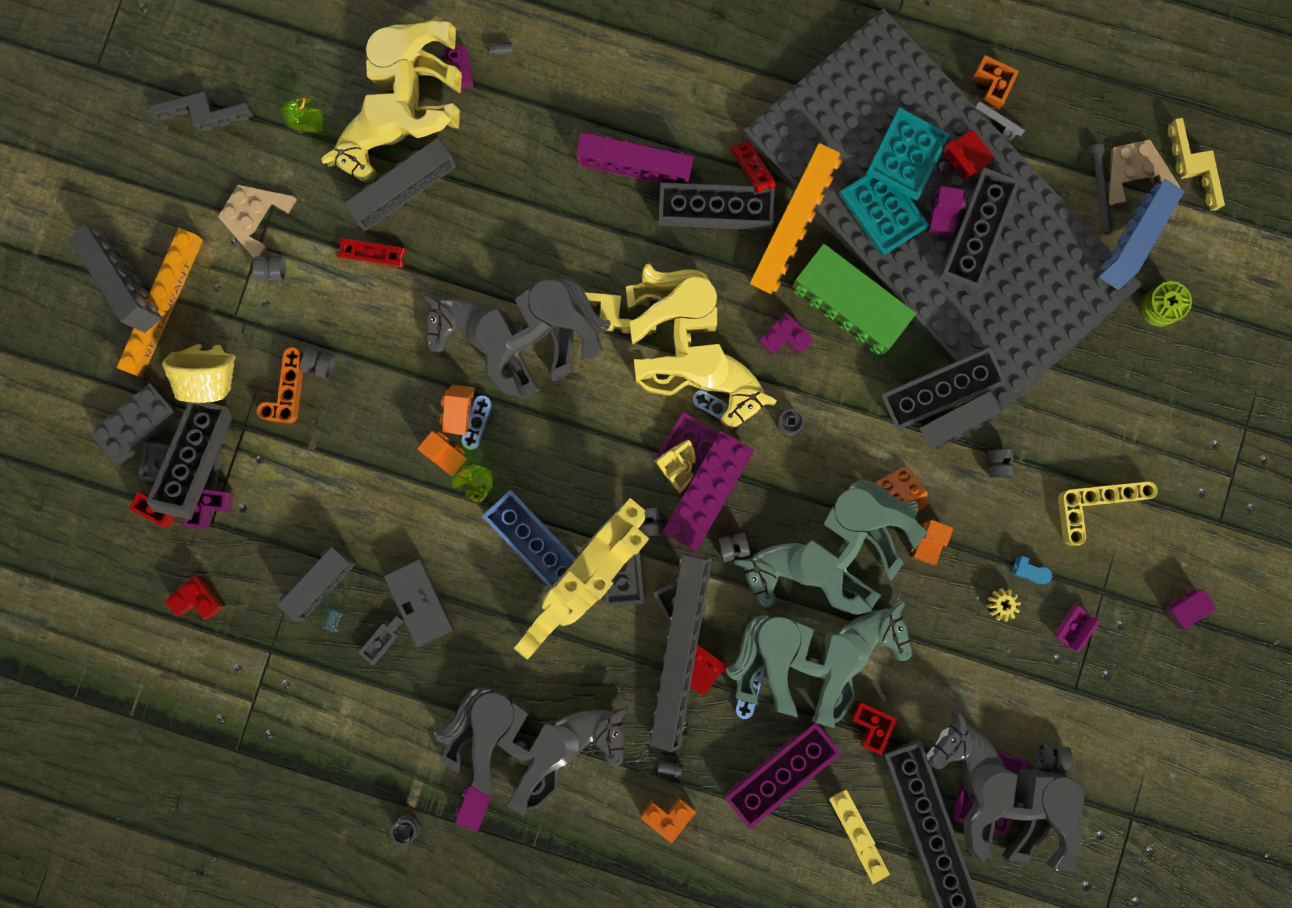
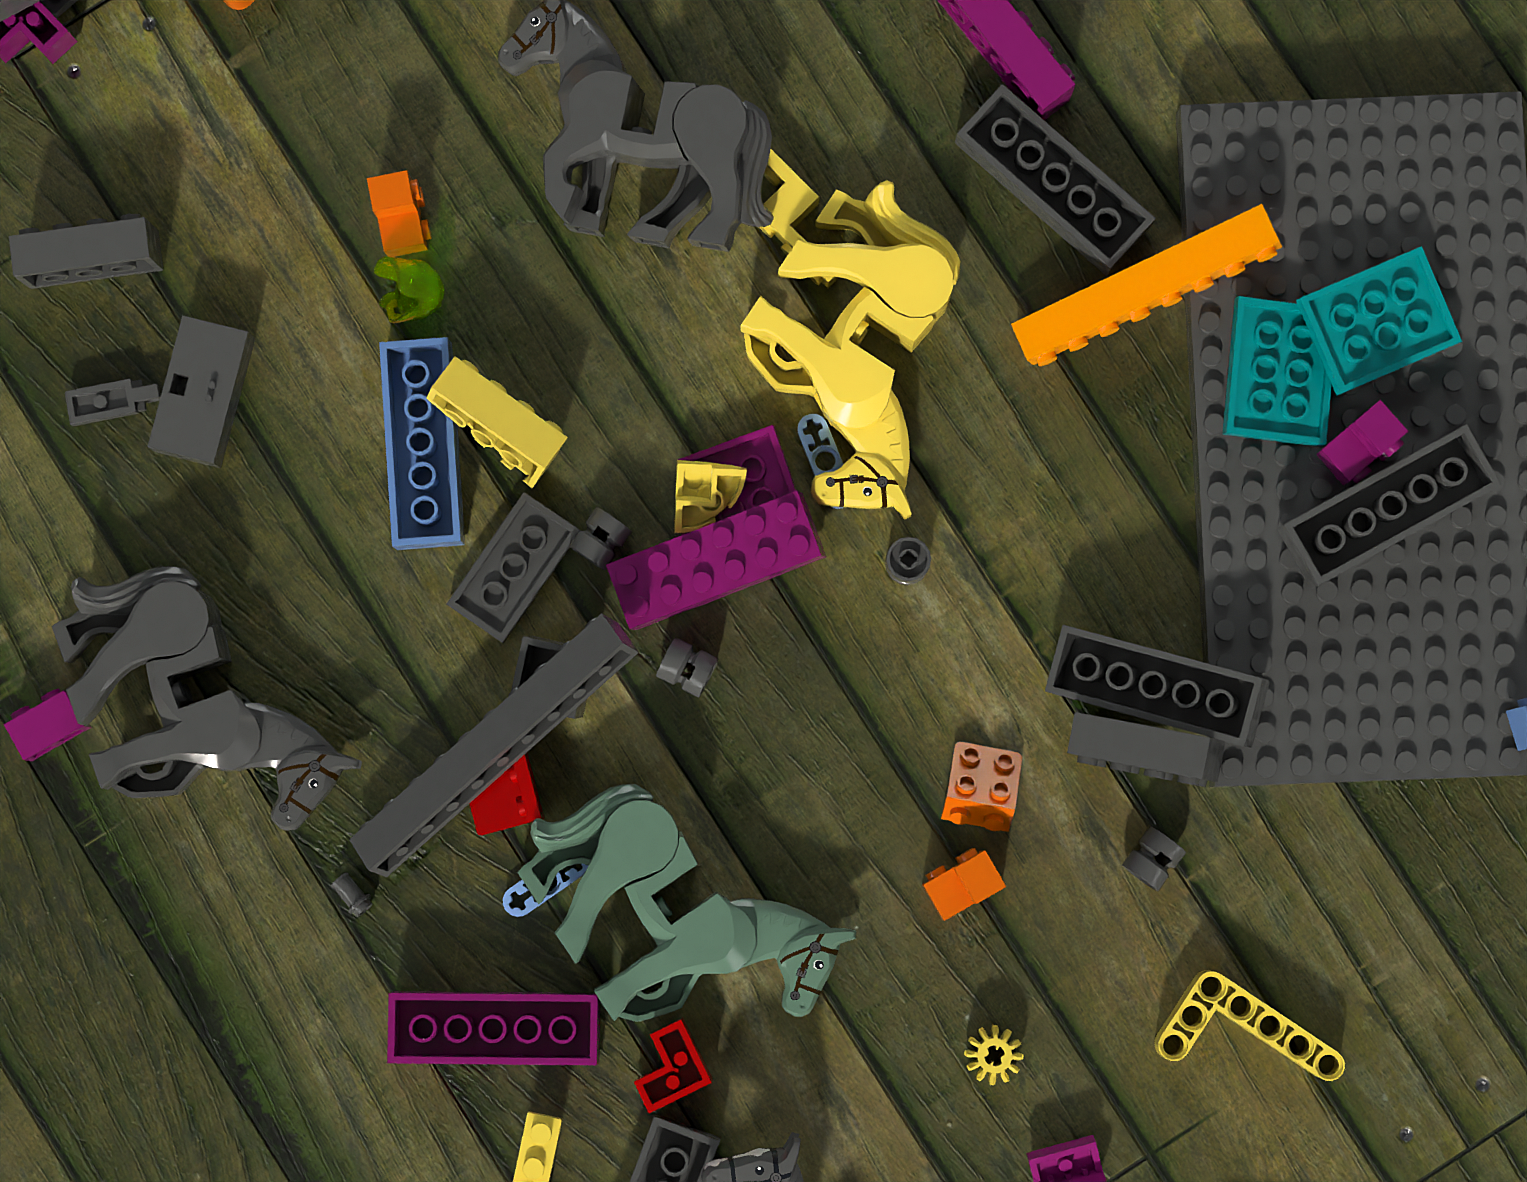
camera: 50 degrees right, 0 degrees up
(332, 620) = (67, 319): clear light blue bush -> none
(457, 408) = (467, 167): orange brick -> none
(486, 410) = (478, 225): light blue beam -> none
(563, 507) = (497, 419): none -> light yellow wedge
(588, 575) = (450, 534): light yellow animal -> none
(670, 822) = (286, 964): orange brick -> none
(752, 166) = (1150, 165): red plate -> none
(786, 332) = (1006, 431): magenta brick -> none
(853, 300) = (1134, 463): bright green brick -> none
(856, 515) = (885, 760): sand green animal -> none
(968, 155) = (1465, 392): red bracket -> none
(1035, 574) = (1076, 1055): dark azure leg -> none

